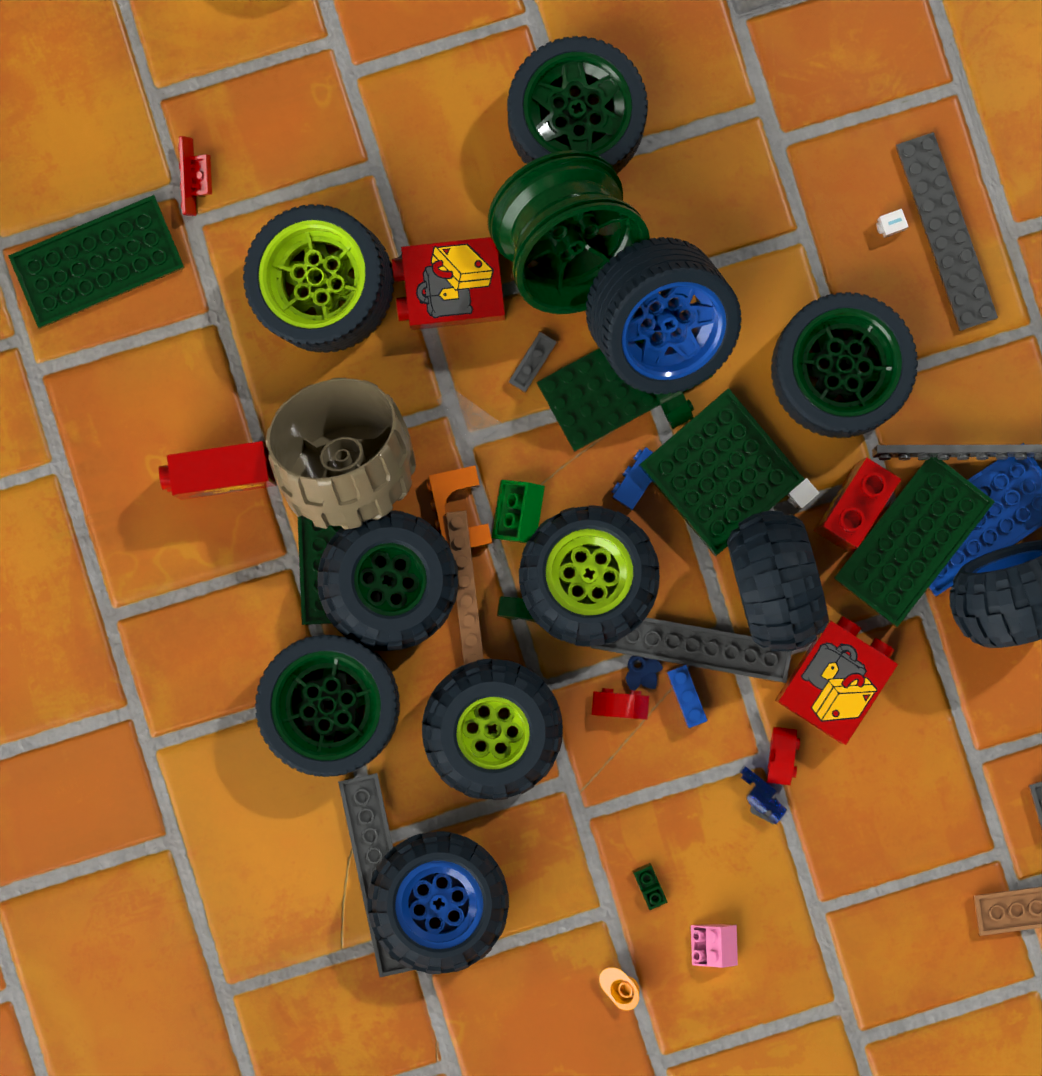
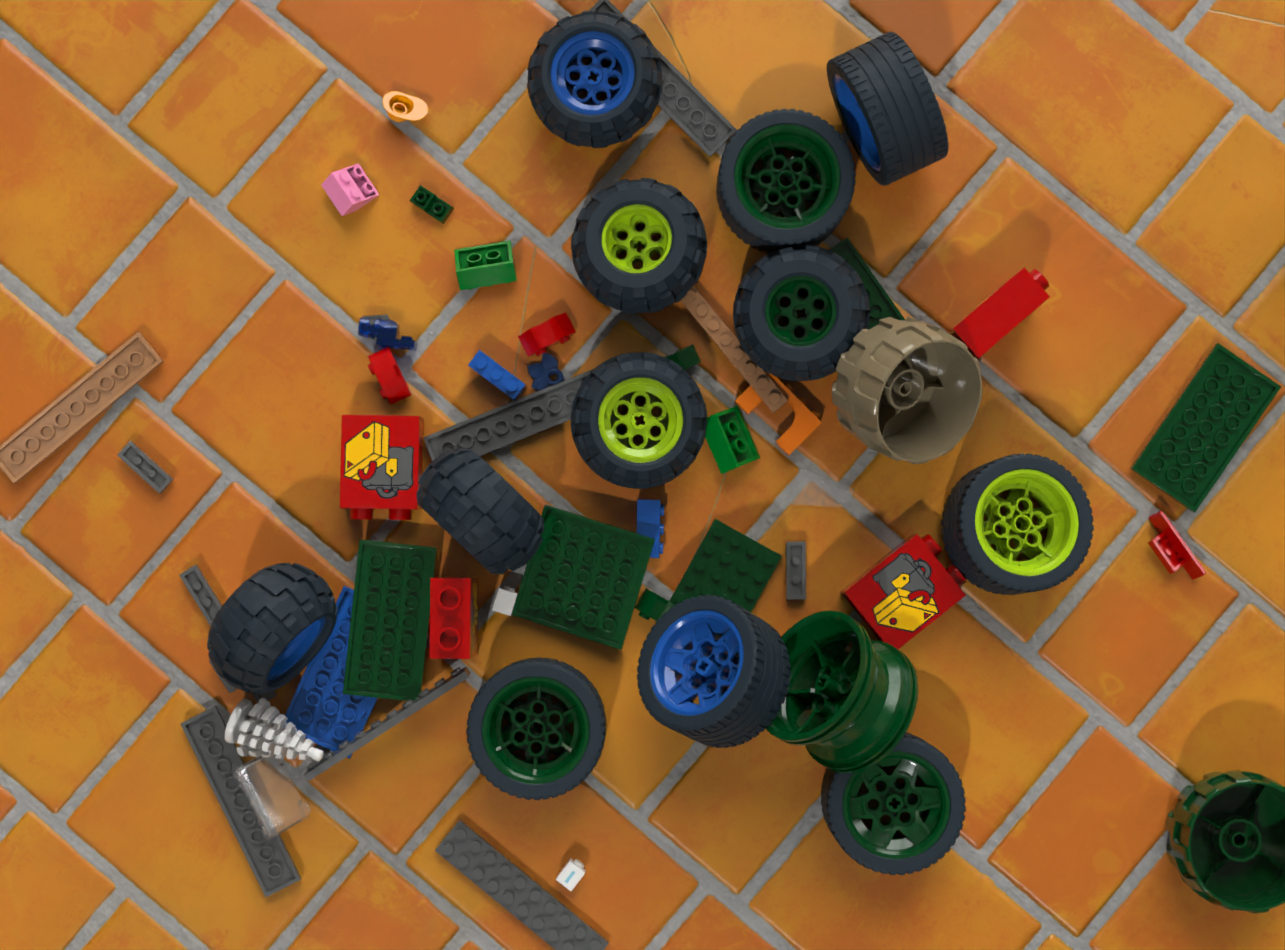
camera: 145 degrees right, 0 degrees up
(200, 710) = (888, 108): none -> black wheel
(636, 801) = (485, 265): none -> green slope

